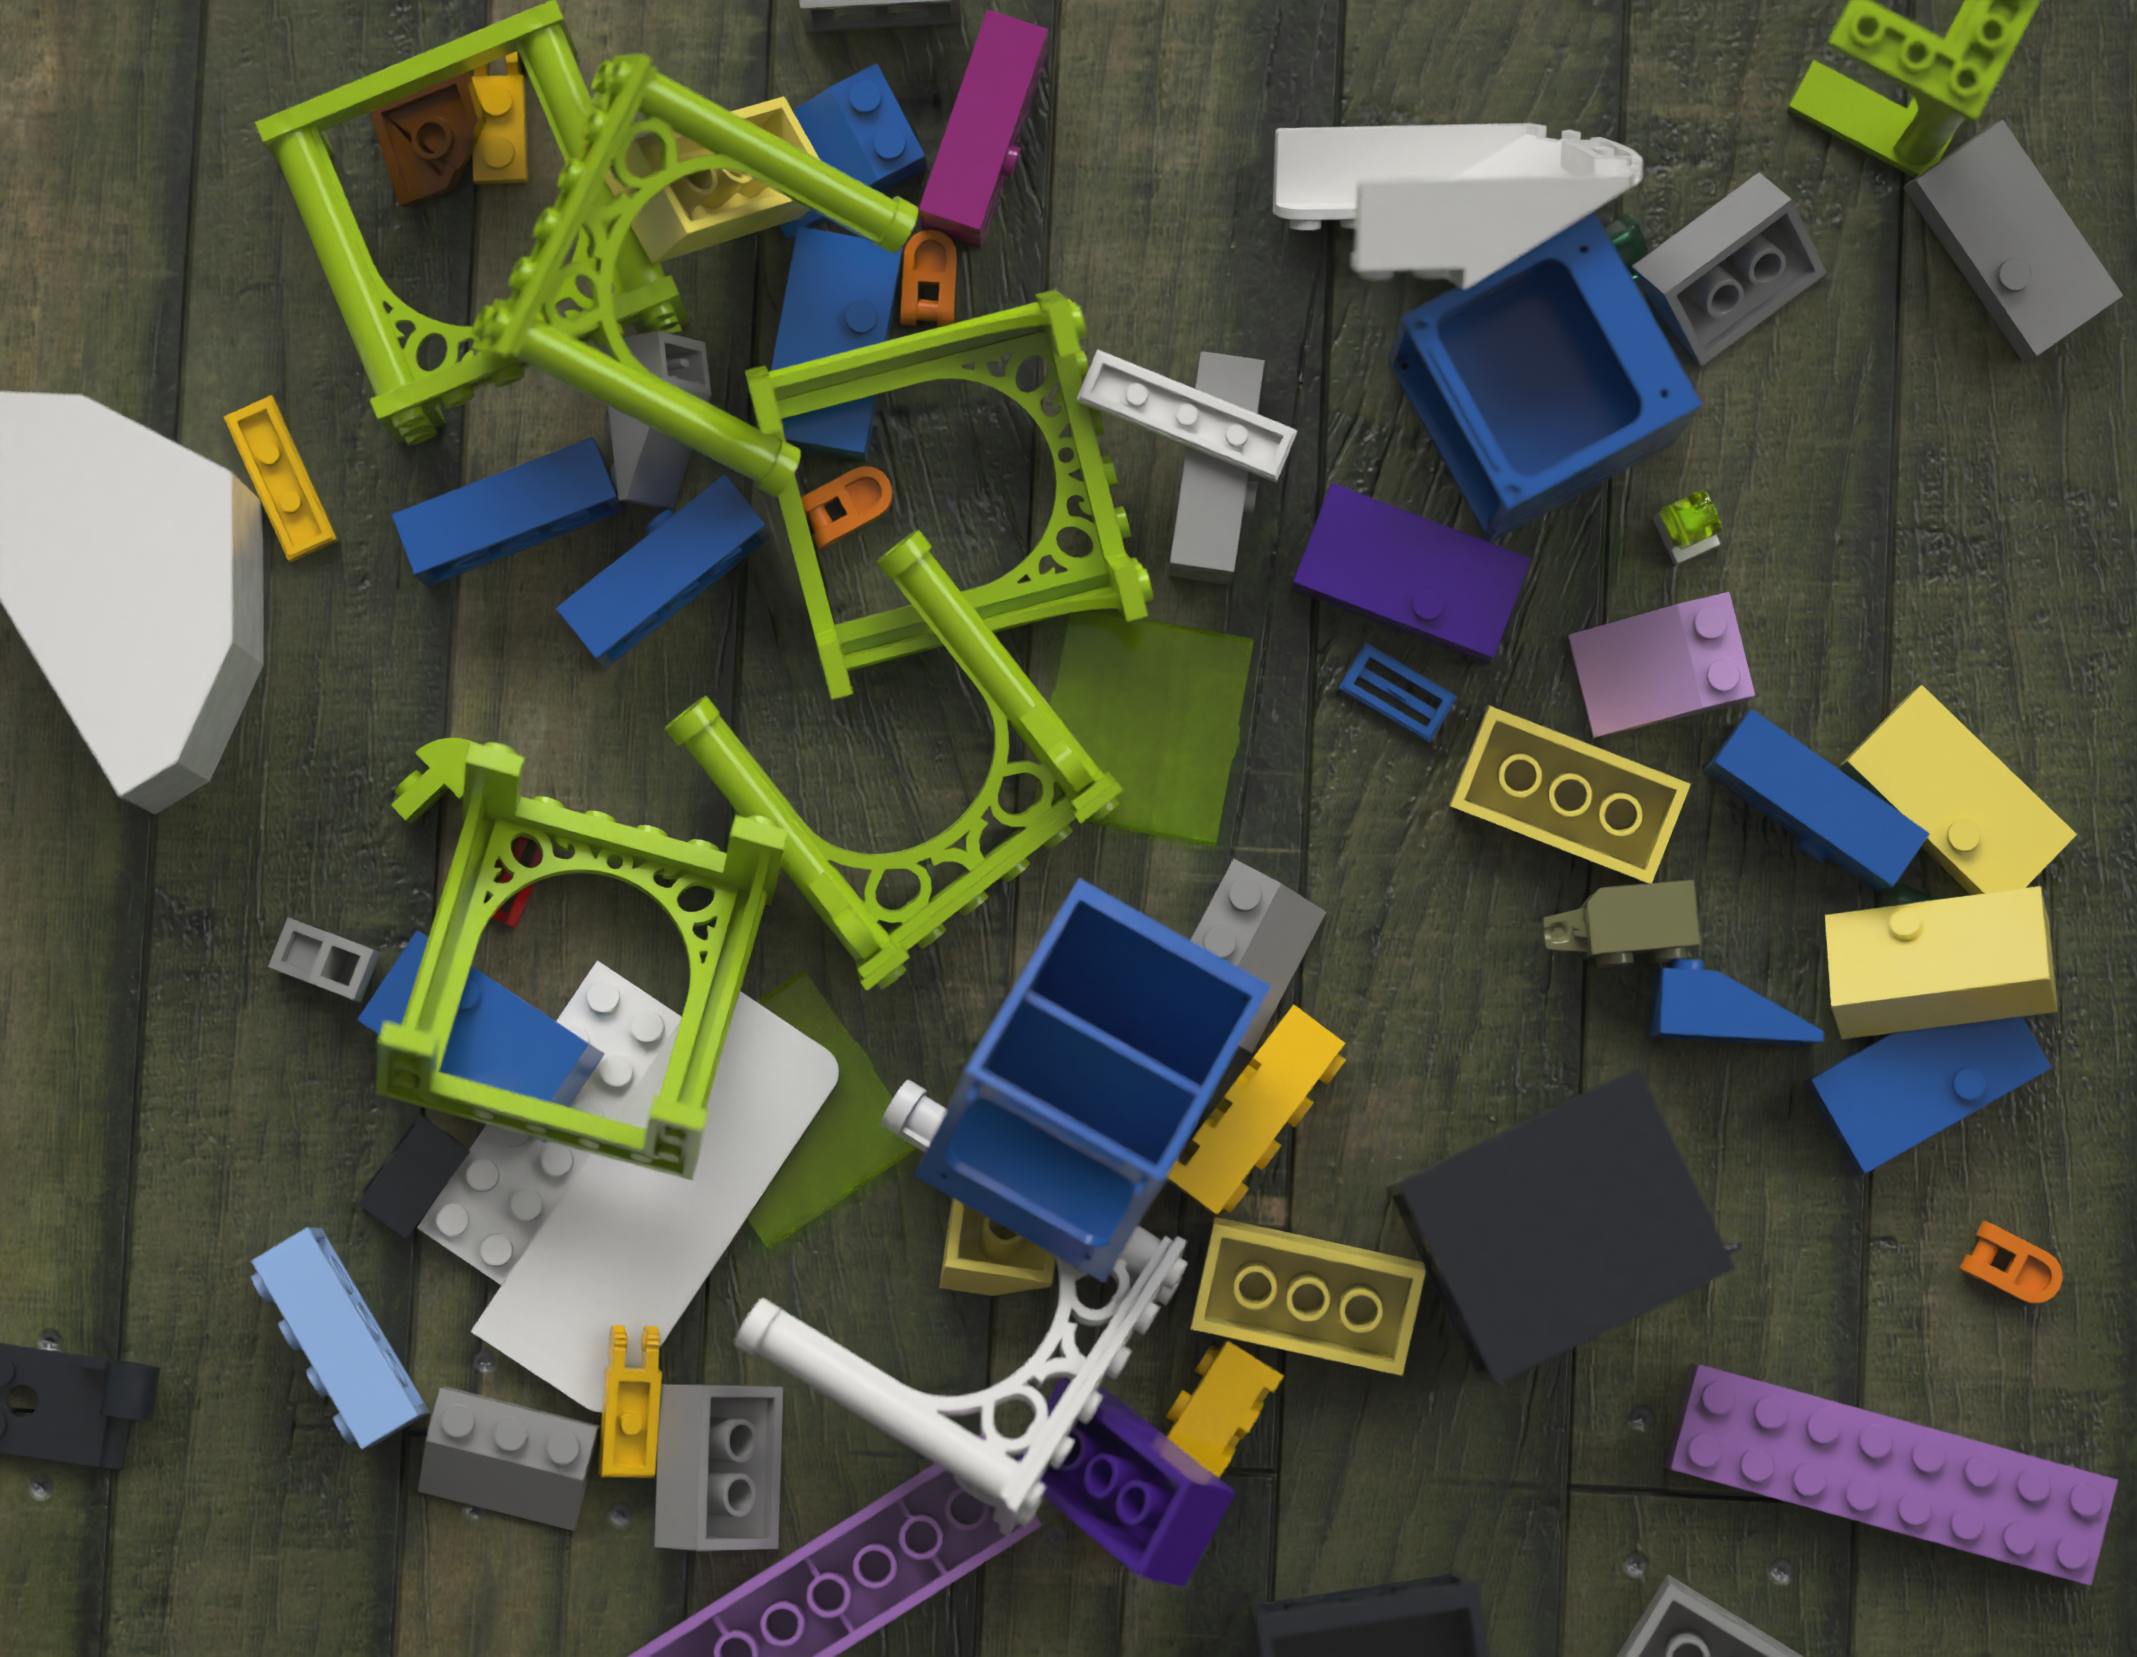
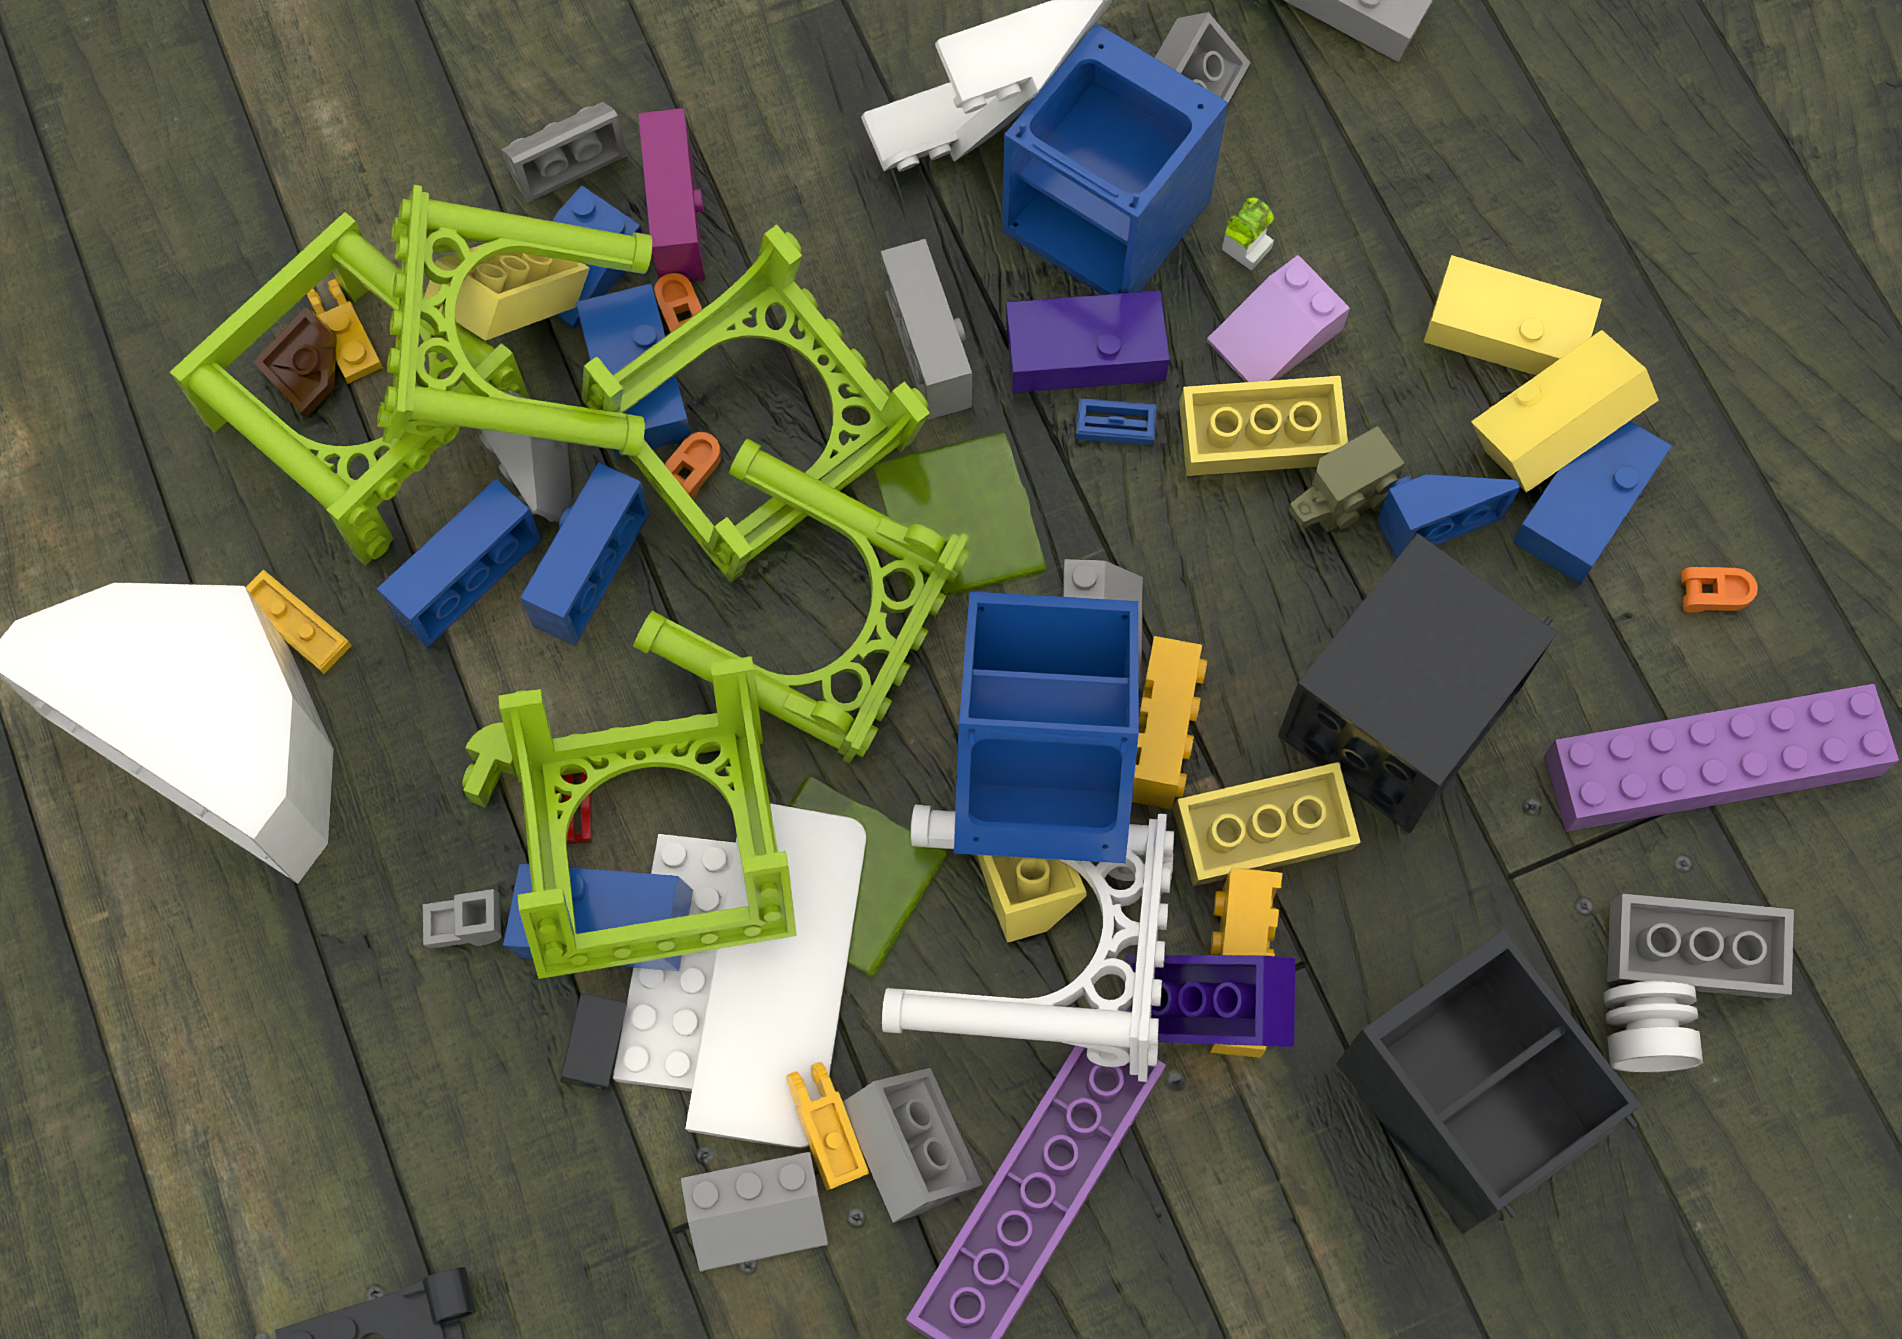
camera: 25 degrees left, 15 degrees down
(339, 1337) = (595, 1180): light blue brick -> none
(1186, 416) = (891, 290): white tile -> none
(1816, 803) = (1425, 356): blue brick -> none

